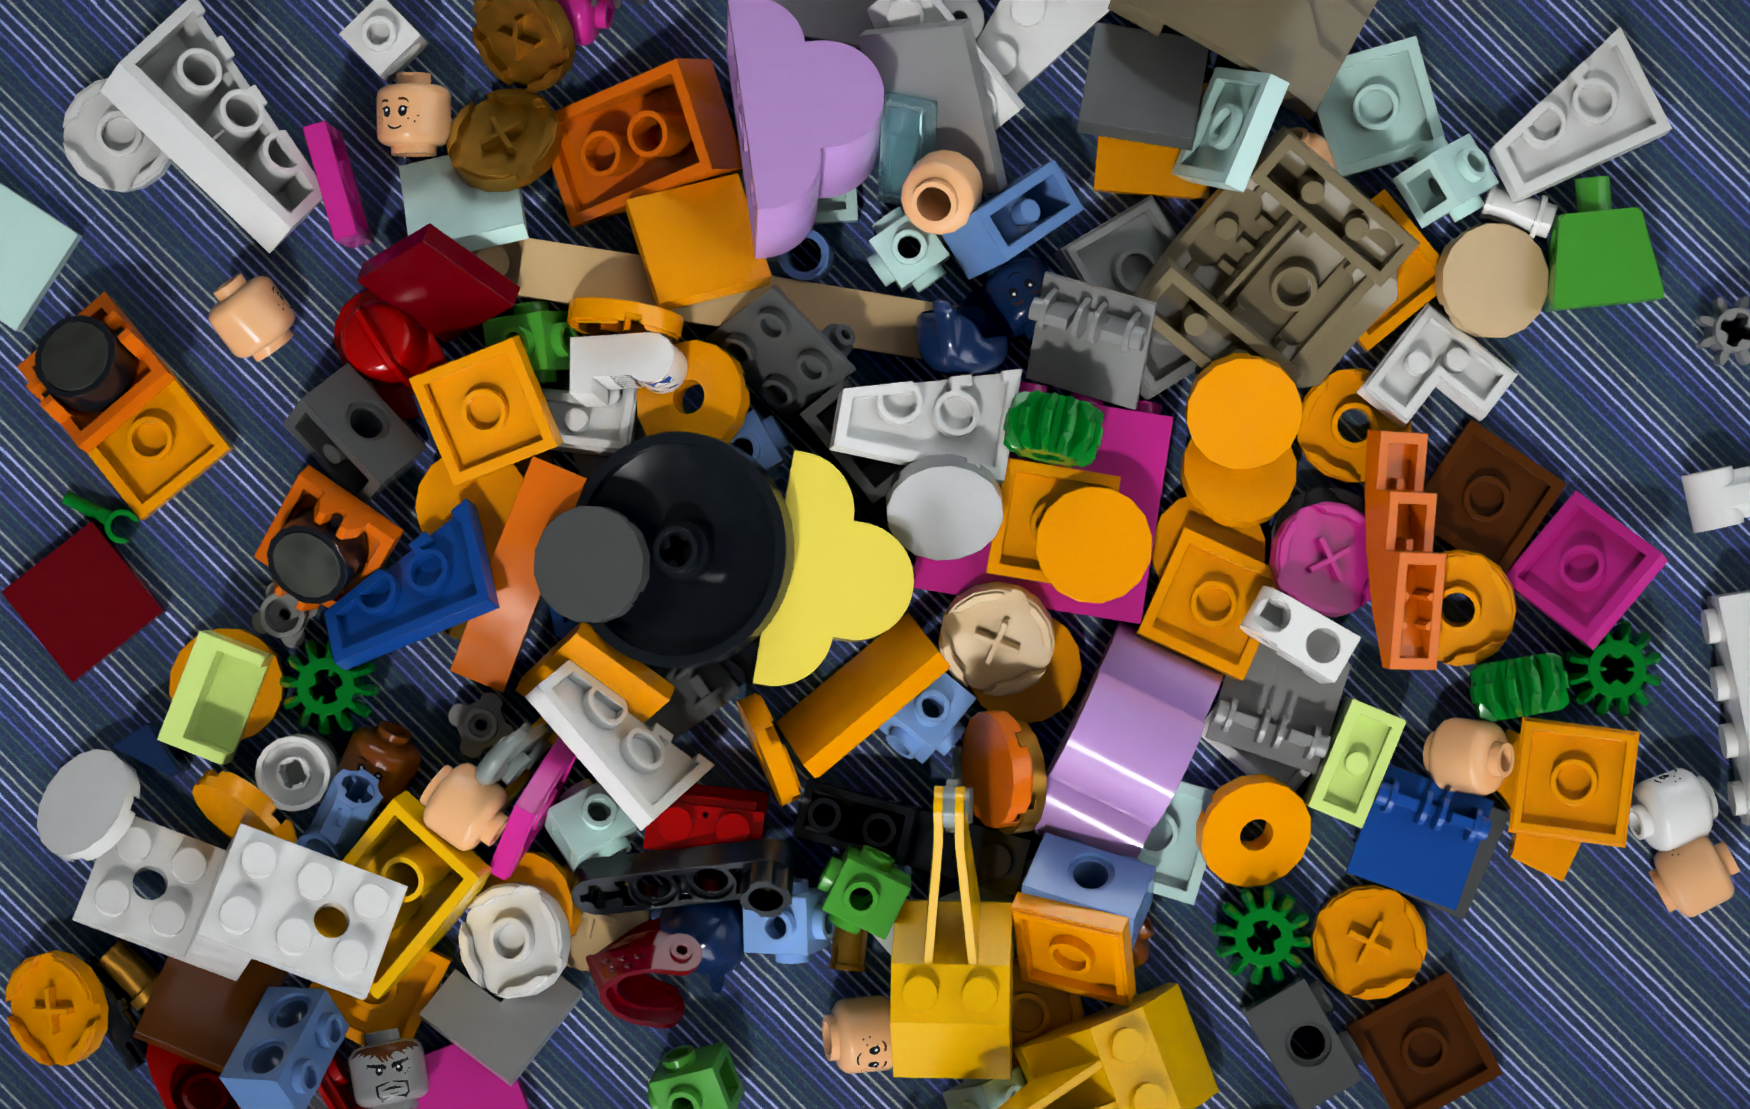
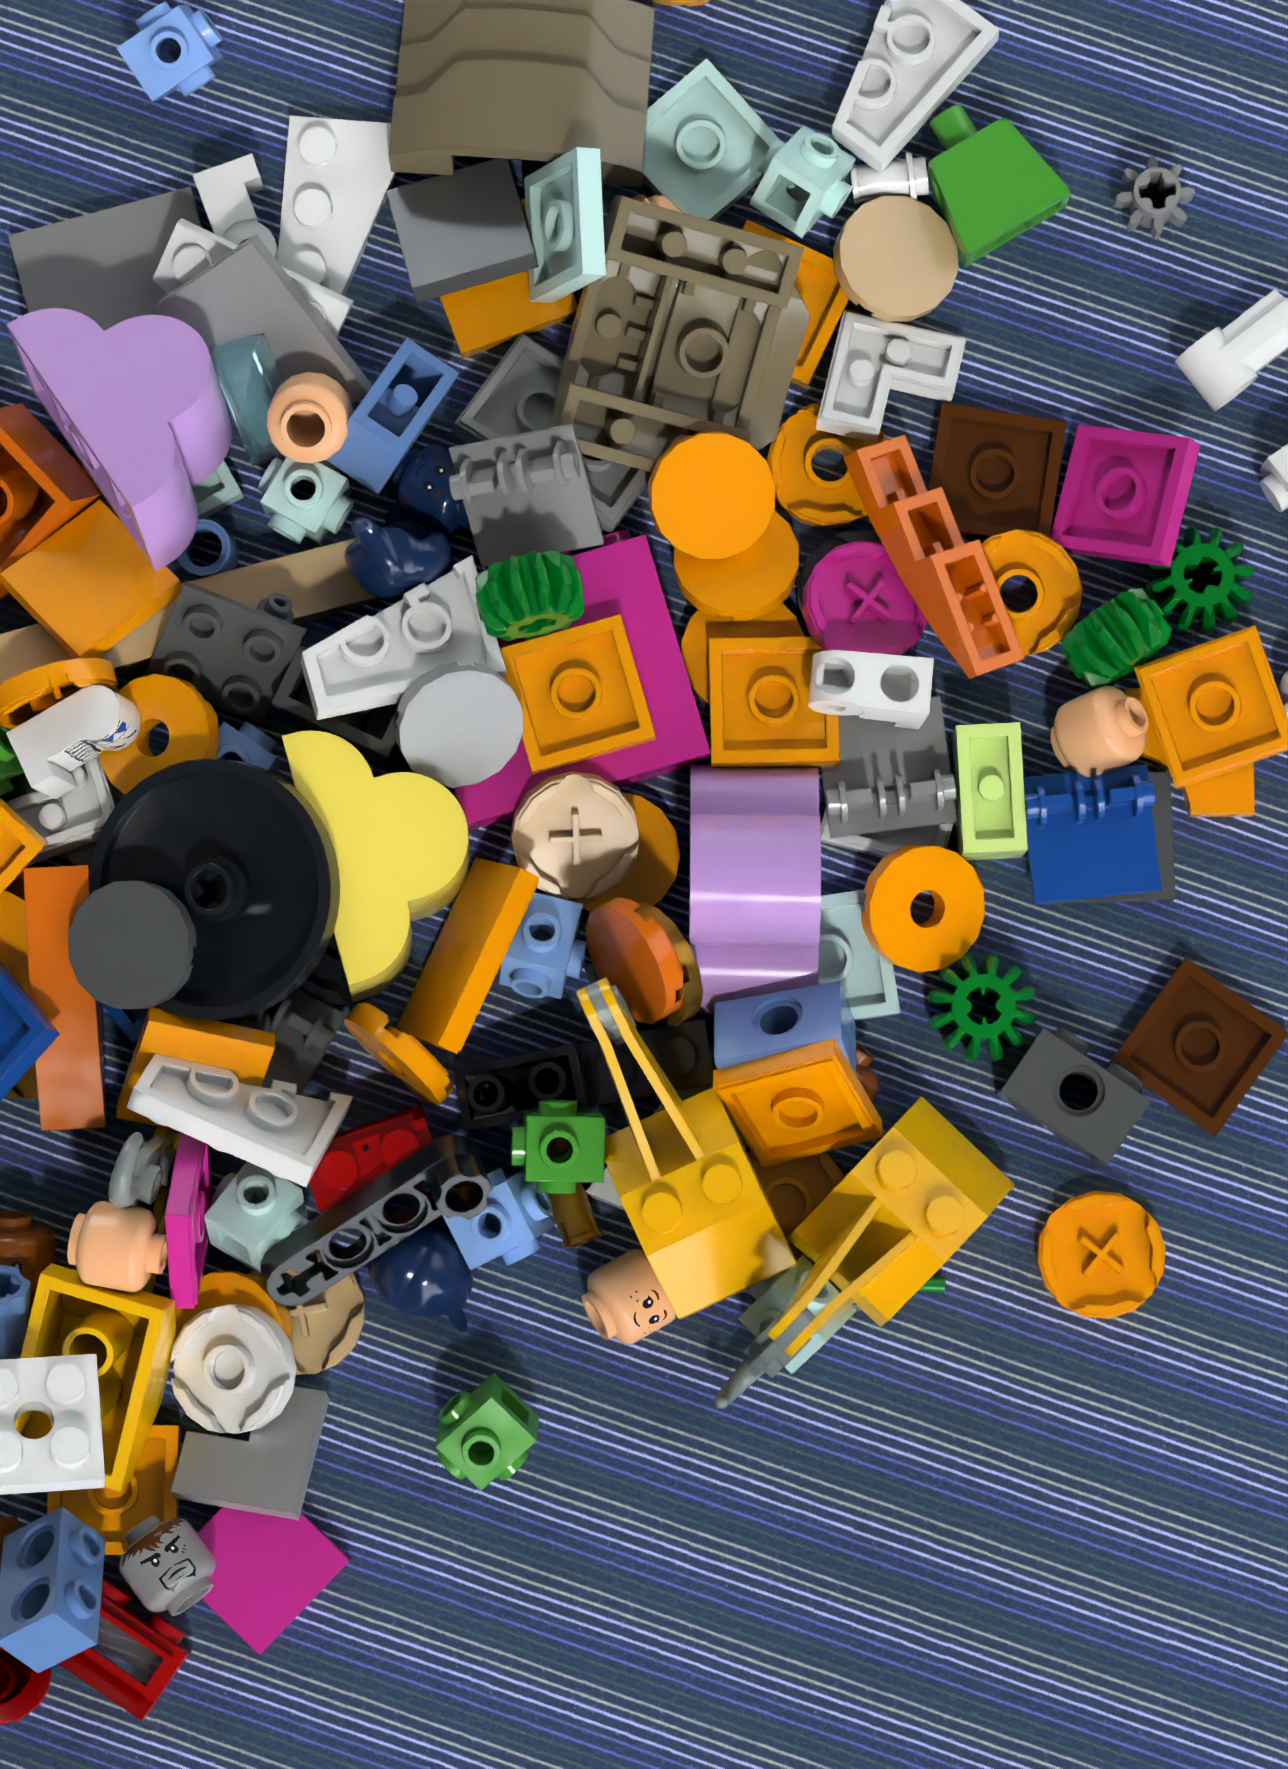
camera: 20 degrees left, 5 degrees down
(465, 720) = (79, 1171): light grey plate -> none
(622, 978) = (368, 1365): dark red helmet -> none
(1093, 544) = (624, 692): light orange tile -> none
(1368, 941) = (1092, 966): light orange tile -> none

